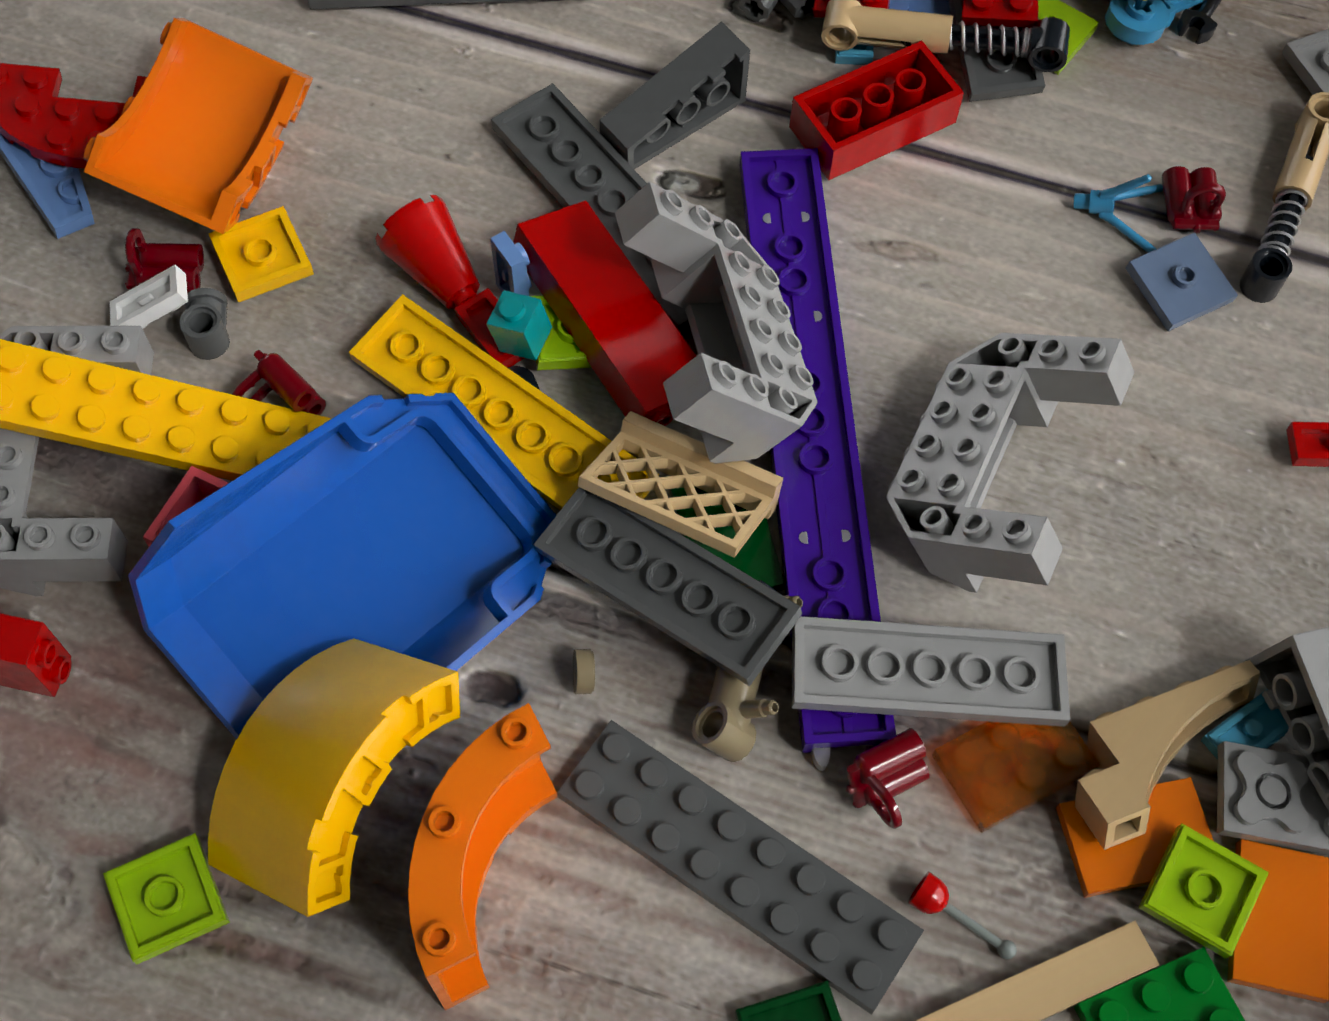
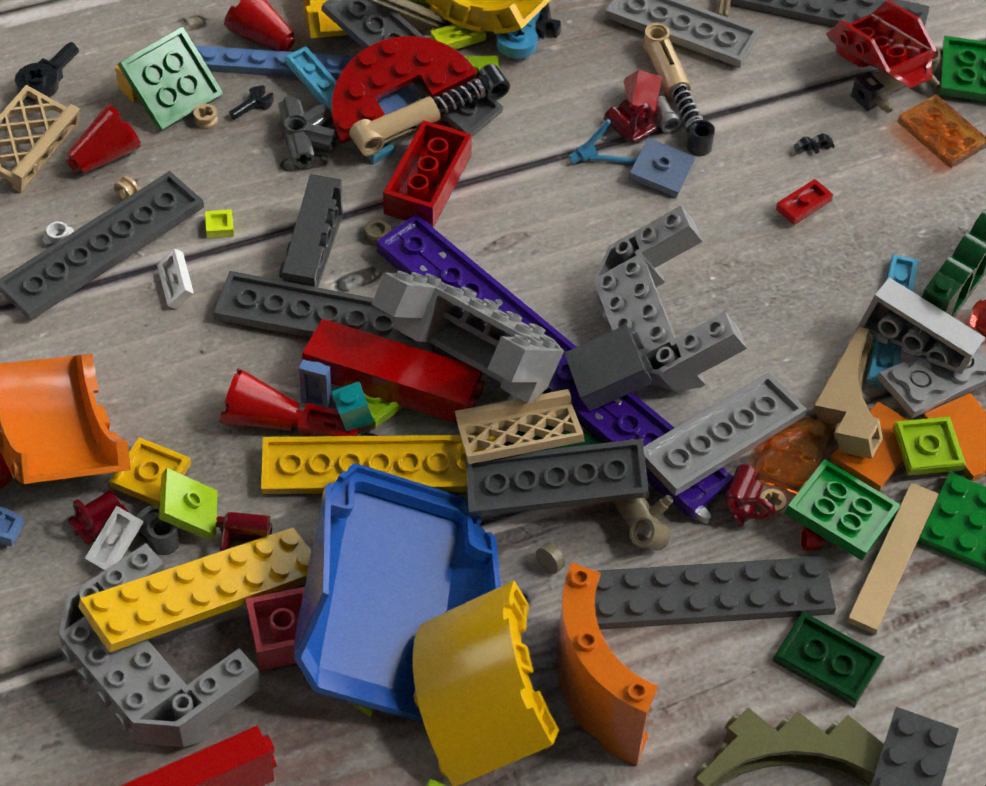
camera: 40 degrees left, 10 degrees down
(251, 314) = (188, 504): none -> lime plate
(493, 51) = (175, 279): none -> white plate
(599, 26) = (219, 223): none -> neon yellow tile
(761, 139) = (375, 230): none -> dark tan tile
(853, 485) = (609, 367): none -> dark grey brick
(929, 793) = (774, 495): none -> tan bush
(999, 889) = (842, 509): none -> green plate
(1239, 169) = (642, 88): none -> red slope
(1246, 224) = (667, 118): none -> light grey pin

